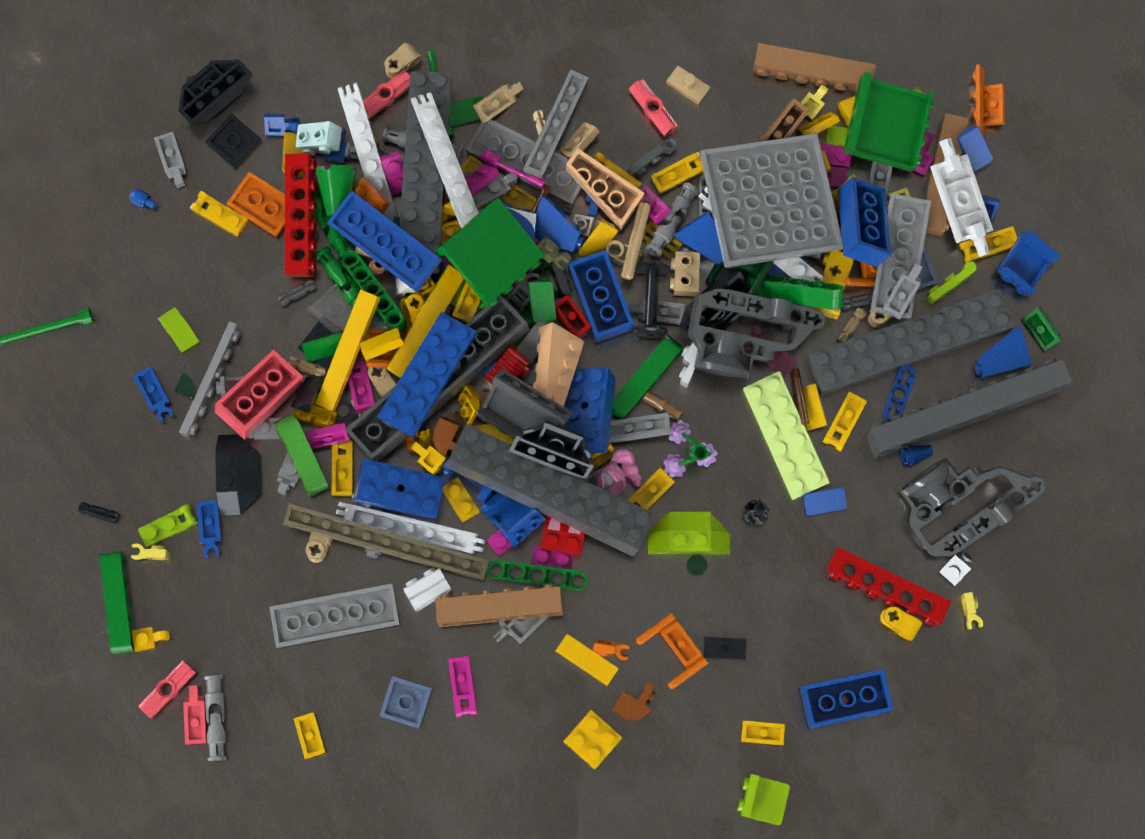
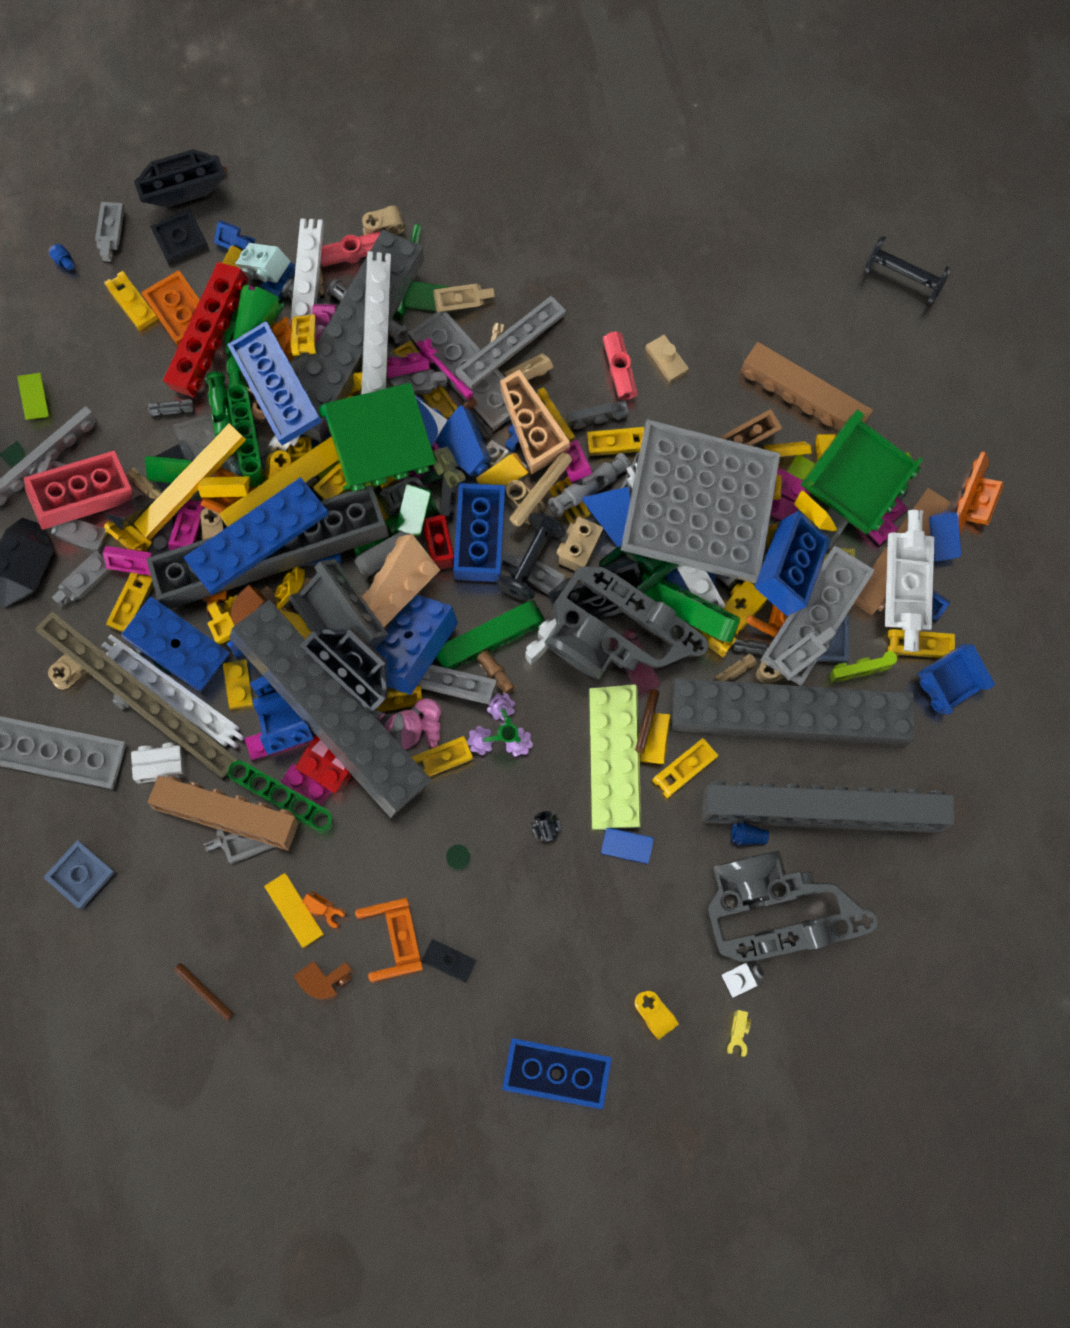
camera: 20 degrees right, 5 degrees down
(301, 454) = (91, 569): bright green beam -> none
(387, 189) = (303, 334): none -> yellow plate
(462, 685) = (147, 882): dark pink plate -> none
(511, 361) = (355, 562): red brick -> none
(545, 751) = (203, 991): none -> reddish brown bar
(592, 739) = (260, 1001): yellow plate -> none
(688, 534) = (464, 820): lime wedge -> none
(762, 733) = (449, 1072): yellow plate -> none
(763, 799) = (416, 1149): lime bracket -> none
(814, 103) = (792, 425): light yellow plate -> none
(863, 171) = (814, 512): none -> yellow slope
(899, 378) = (757, 753): blue beam -> none
(938, 604) = (705, 1010): red brick -> none
(1004, 357) = (889, 769): blue slope -> none
(1042, 328) = (944, 756): green slope -> none

